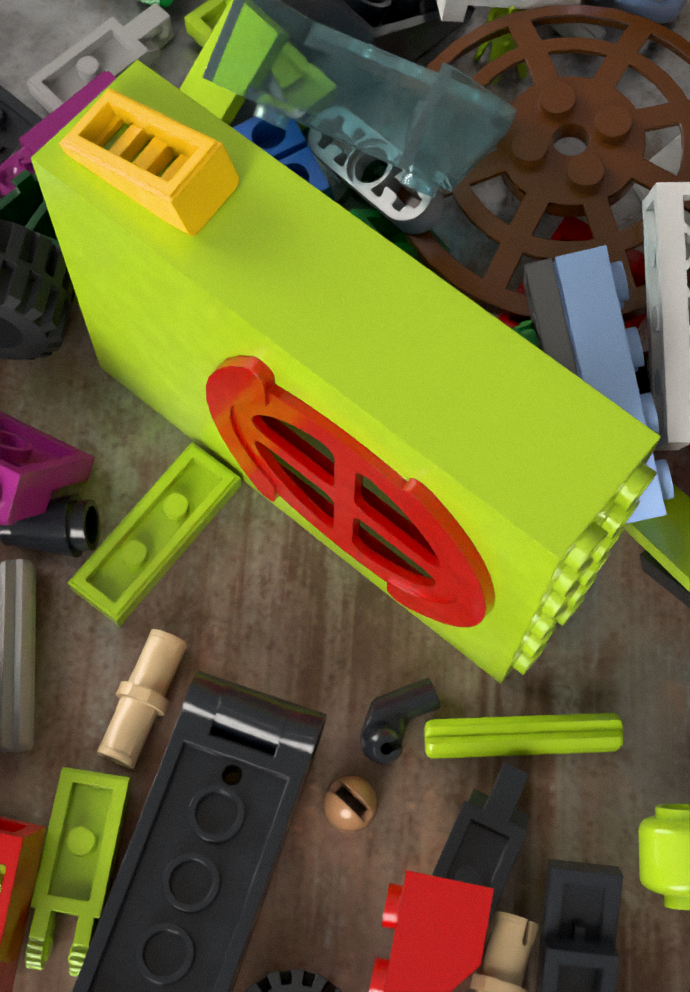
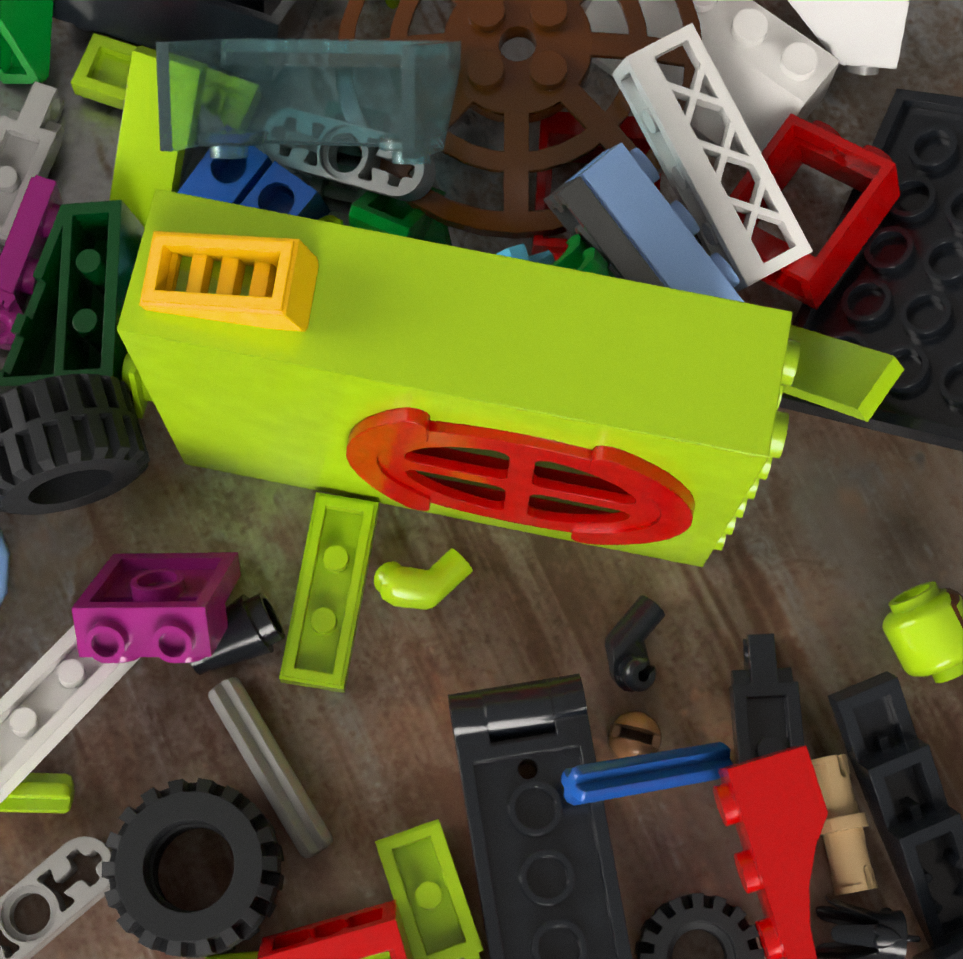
camera: 30 degrees left, 5 degrees up
(142, 699) = (407, 745): tan pin -> none
(234, 568) = (420, 587): none -> lime arm
(333, 835) = (644, 773): none -> blue axle
(523, 735) = (746, 602): lime axle -> none

